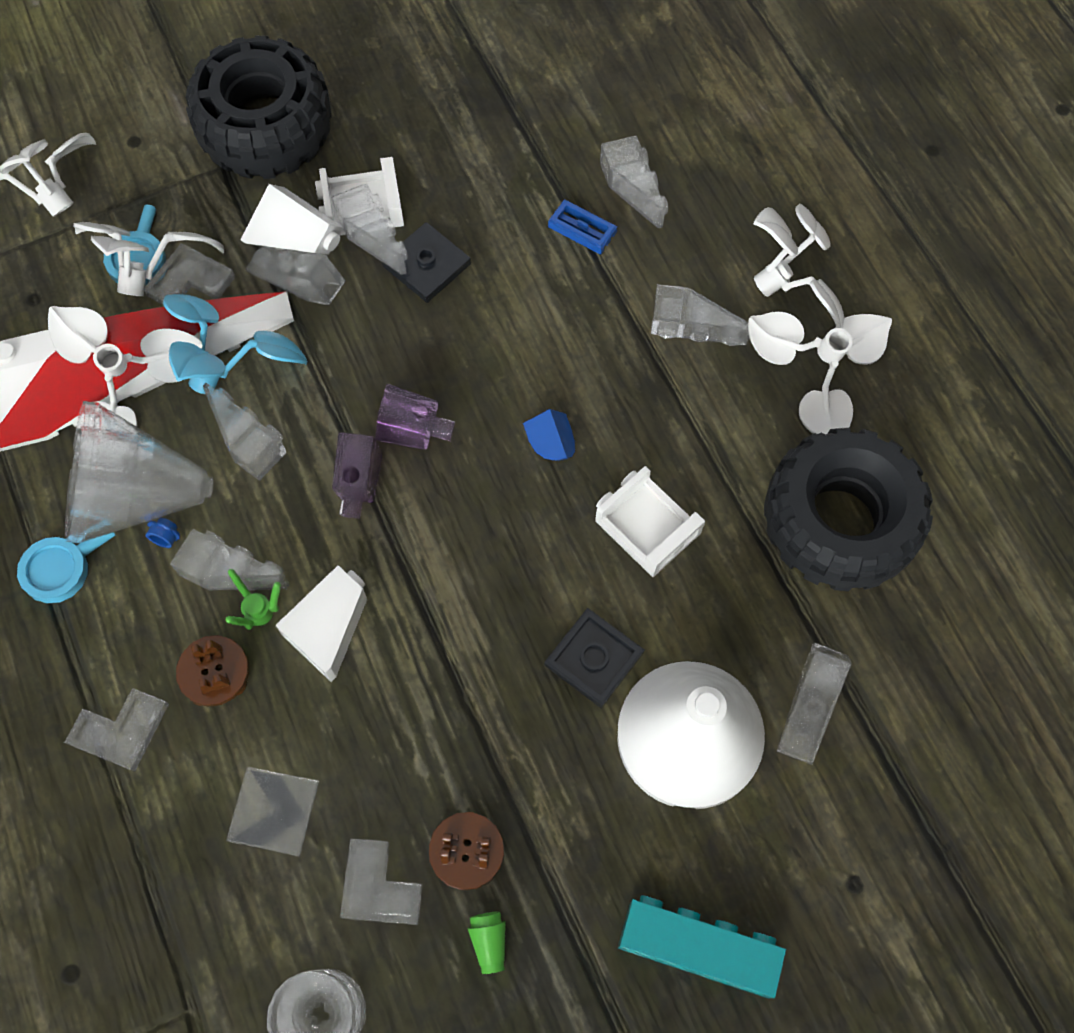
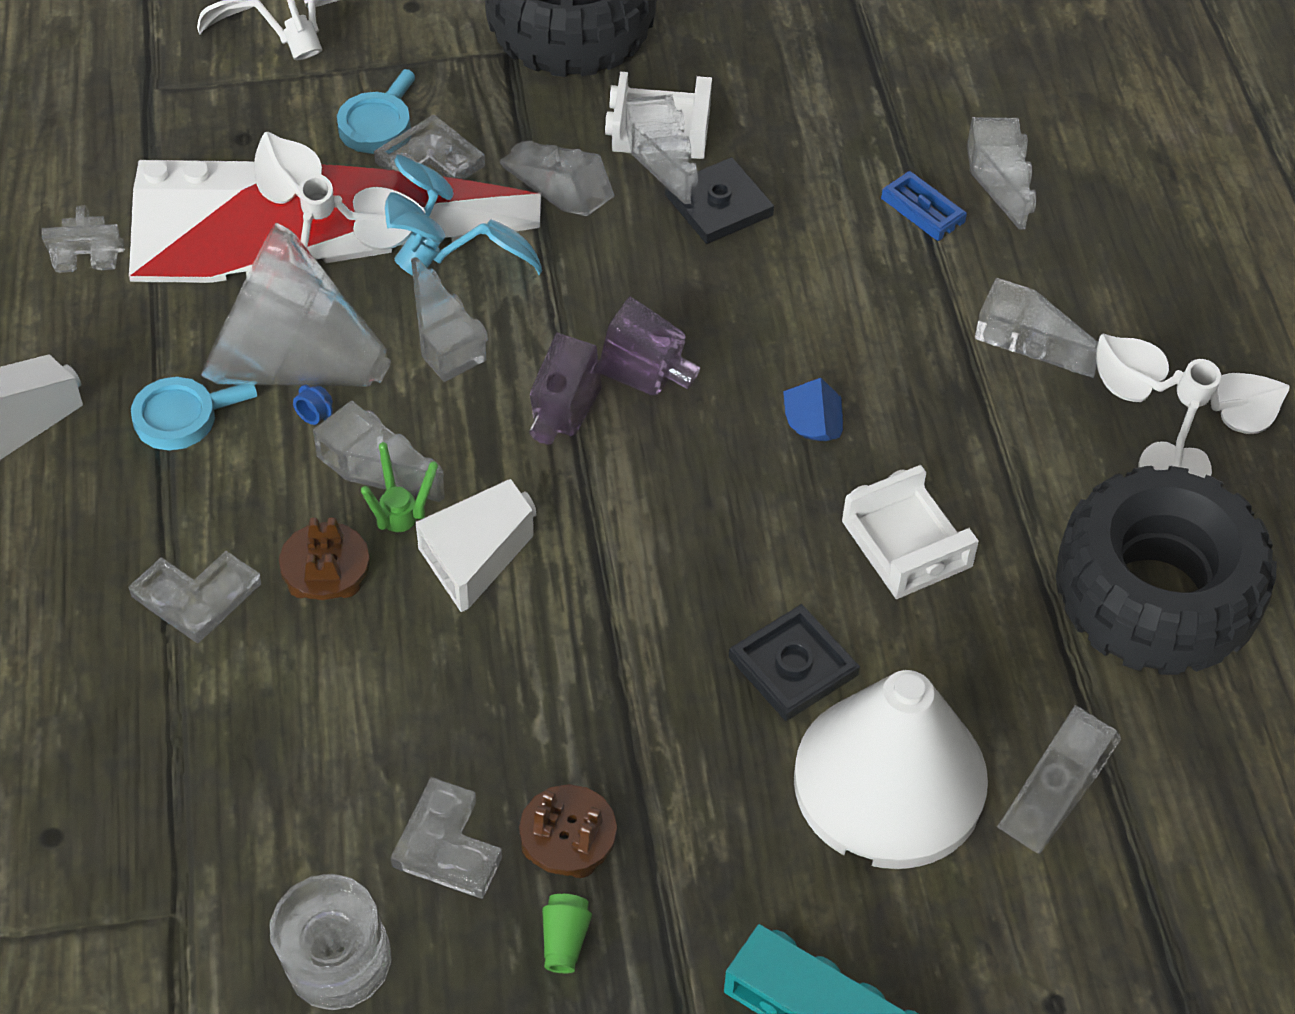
camera: 15 degrees right, 15 degrees down
(131, 273) = (366, 129): white plant -> none
(273, 811) = (346, 729): clear piece -> none
(291, 224) = (567, 117): white slope -> none
(778, 272) = (1154, 304): white plant -> none

